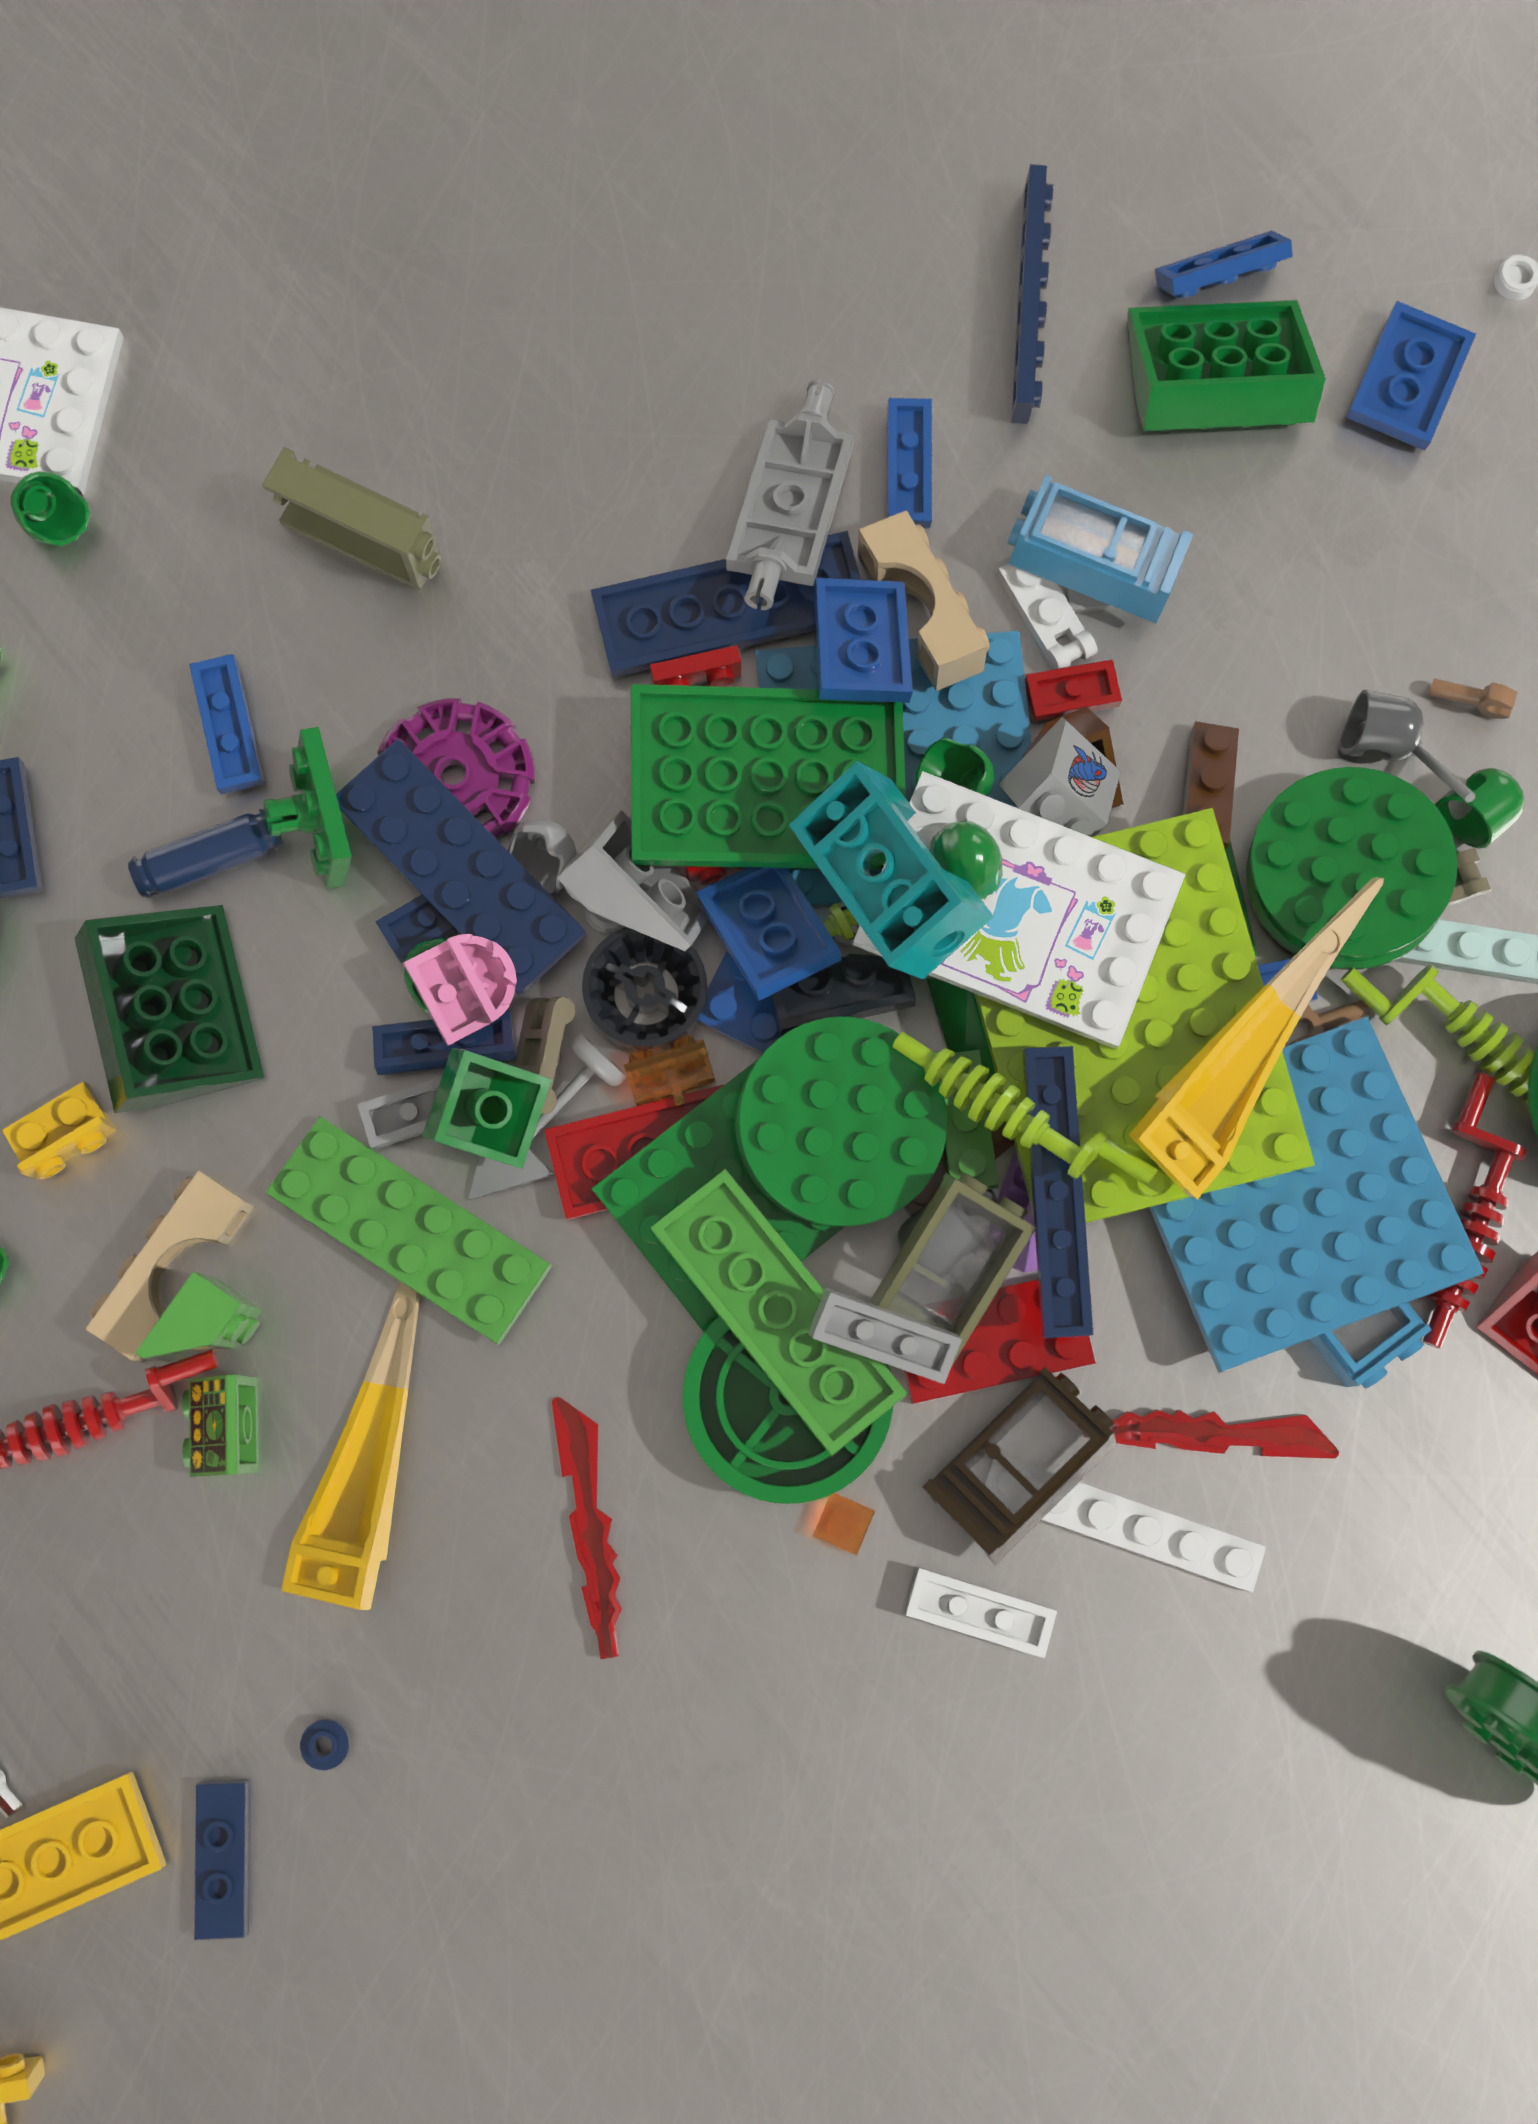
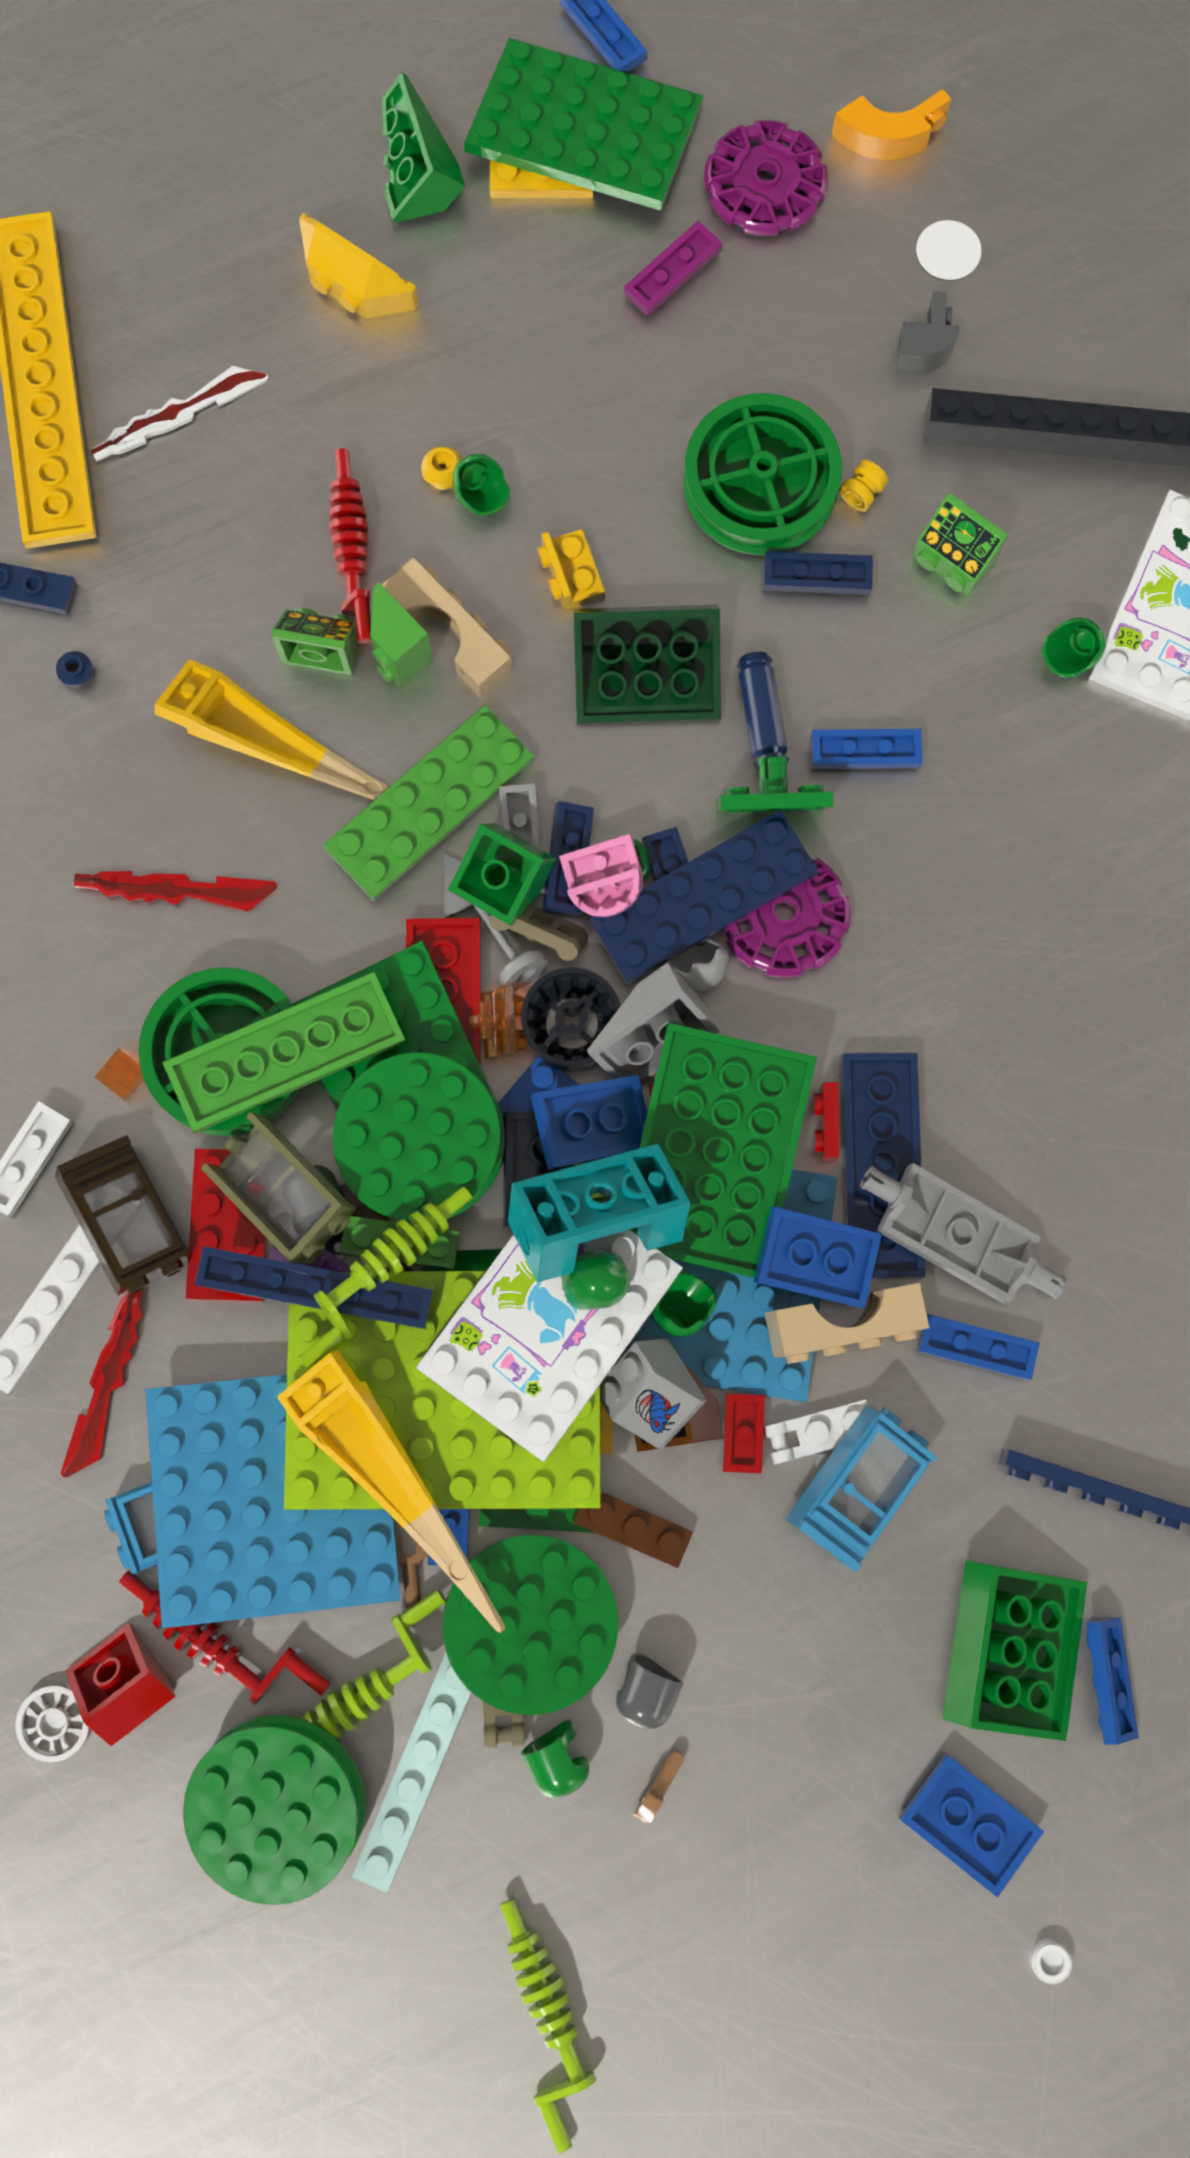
camera: 110 degrees right, 0 degrees up
(354, 520) = (1013, 874): olive door -> none
(884, 1336) = (238, 1122): light grey plate -> none
(1443, 773) = (593, 1731): light grey piece -> none

